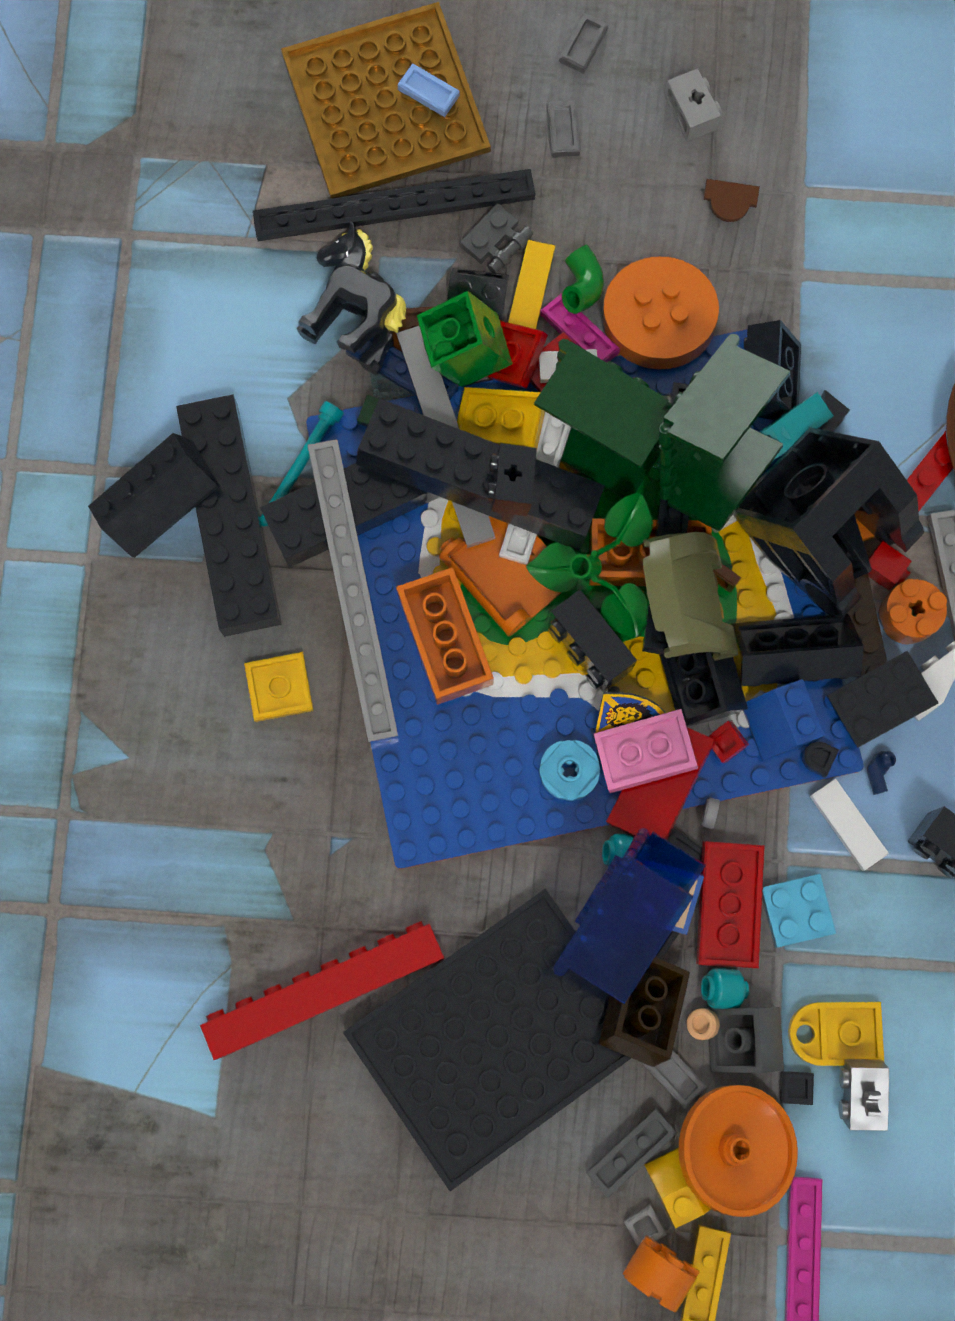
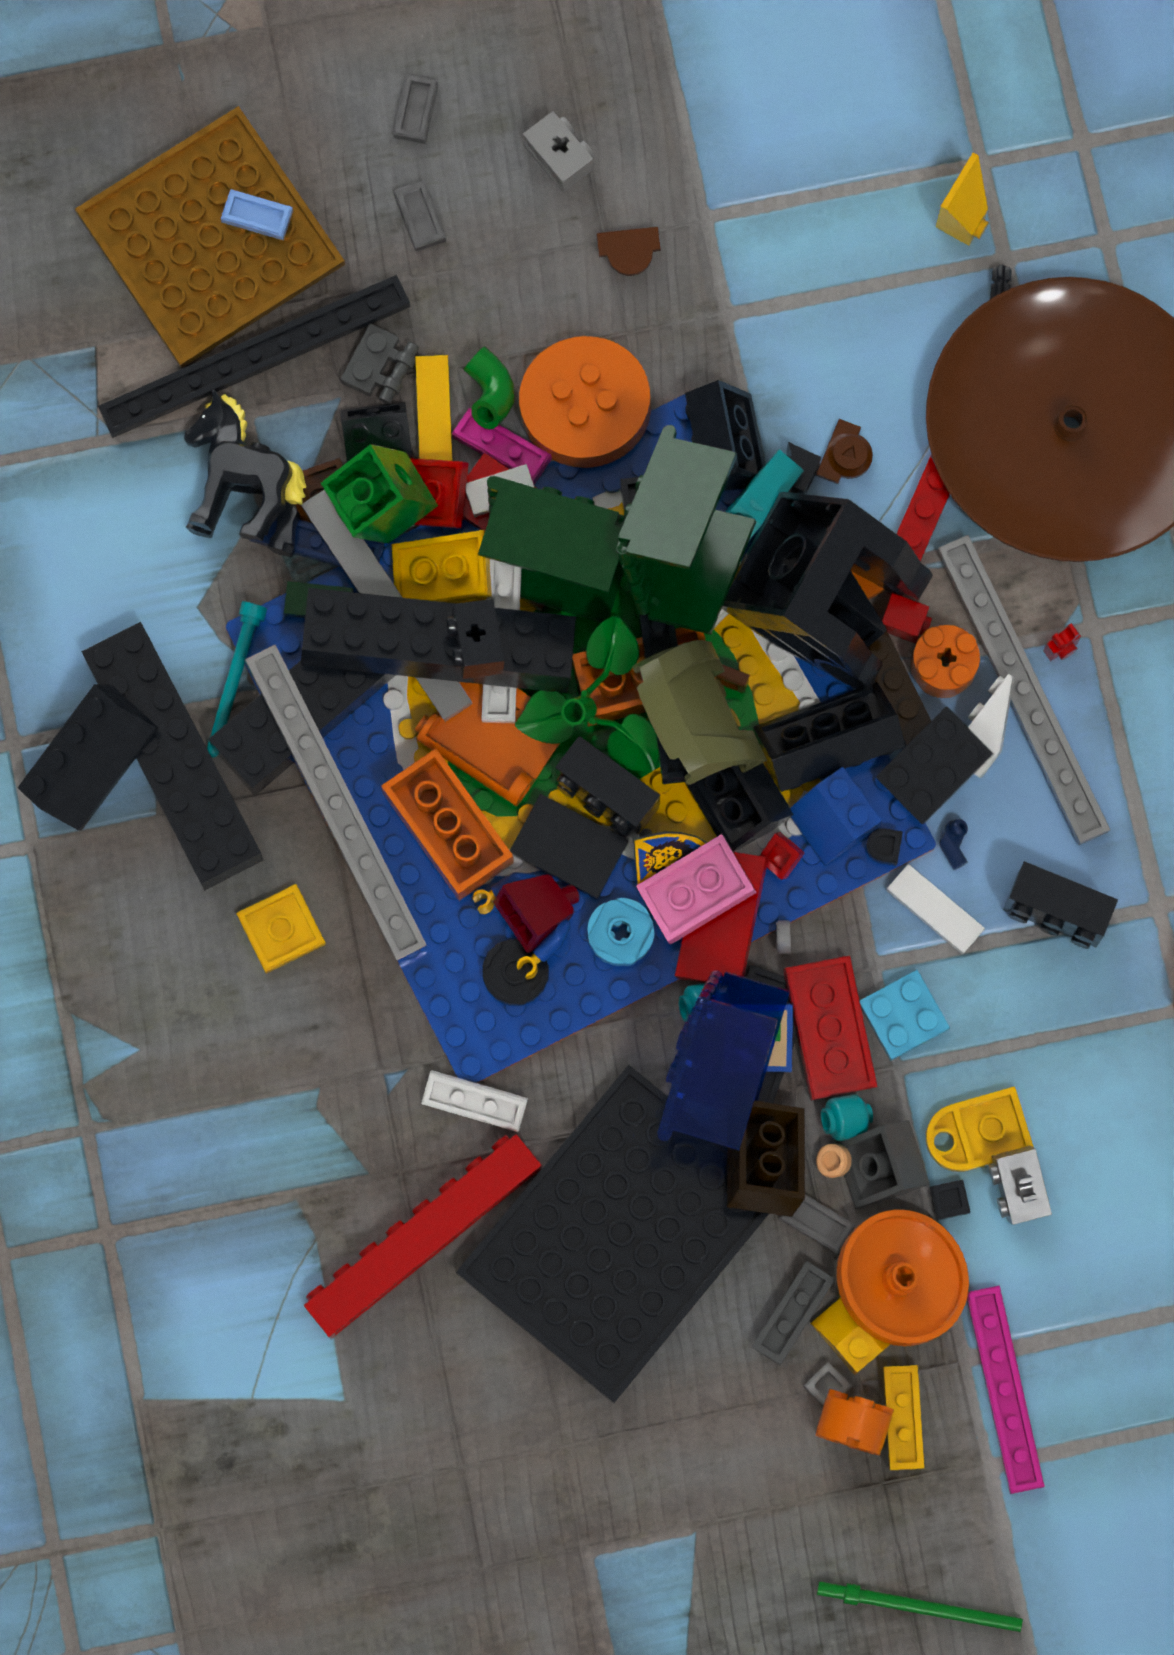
camera: 15 degrees left, 0 degrees up
(402, 882) = (474, 1101): none -> white tile
(468, 779) = (506, 981): none -> black tile
(499, 732) = (534, 911): none -> dark red torso
(544, 683) = (569, 846): none -> black tile
(869, 416) = (846, 454): none -> reddish brown piece

